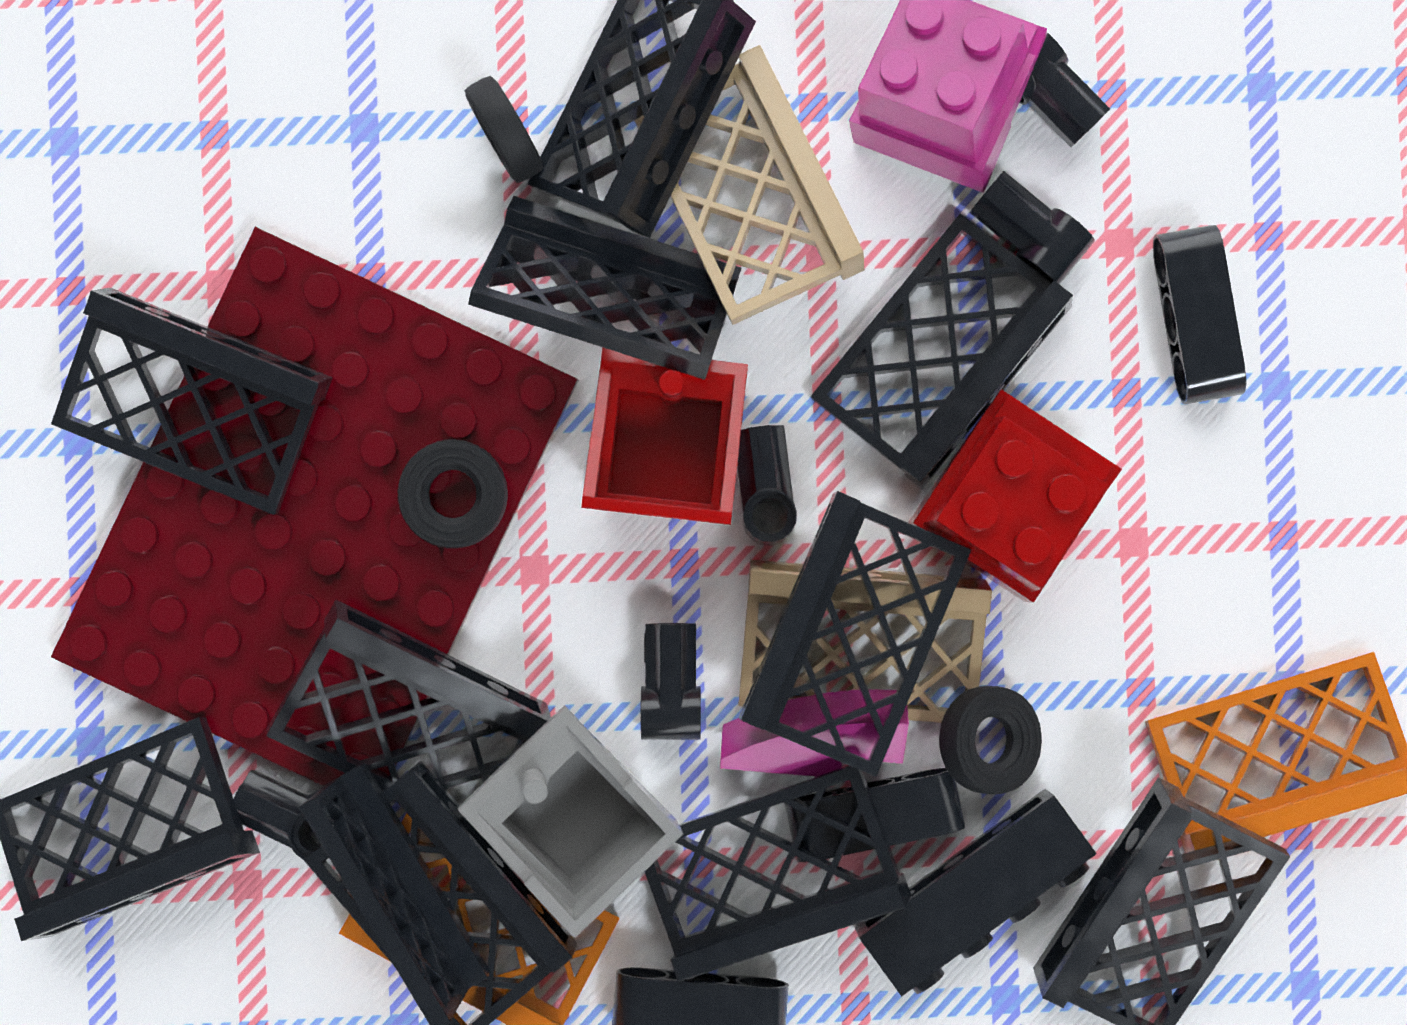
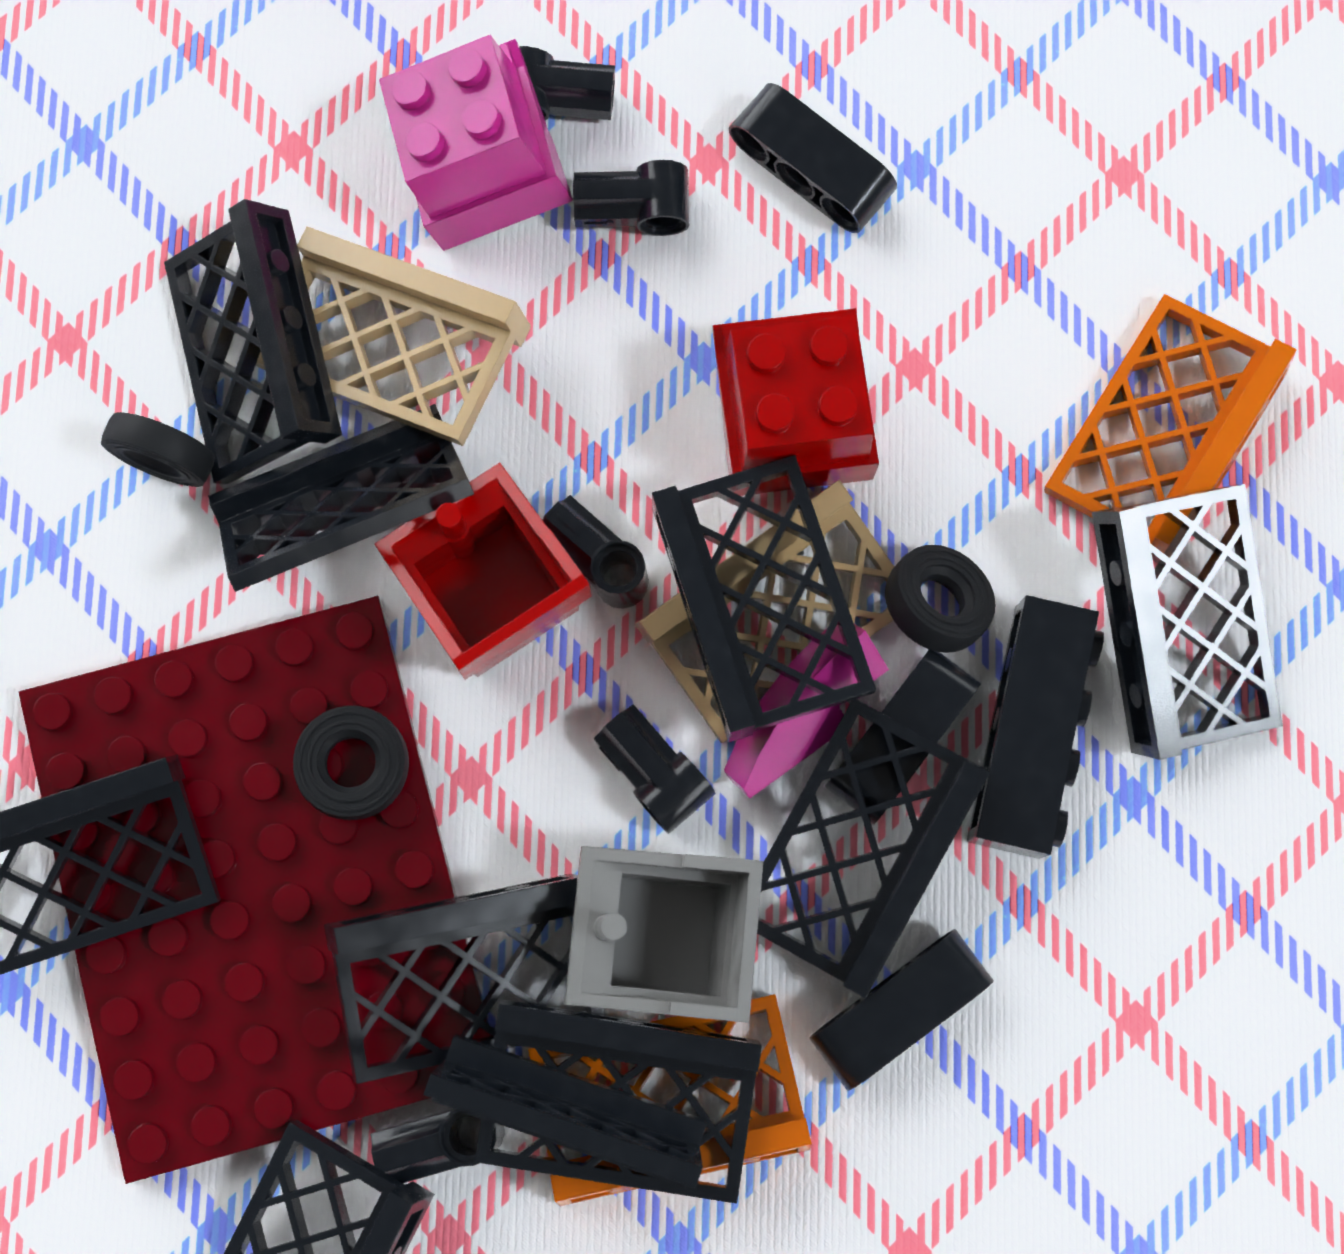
camera: 40 degrees left, 10 degrees down
(982, 382) = (695, 351): black fence -> none

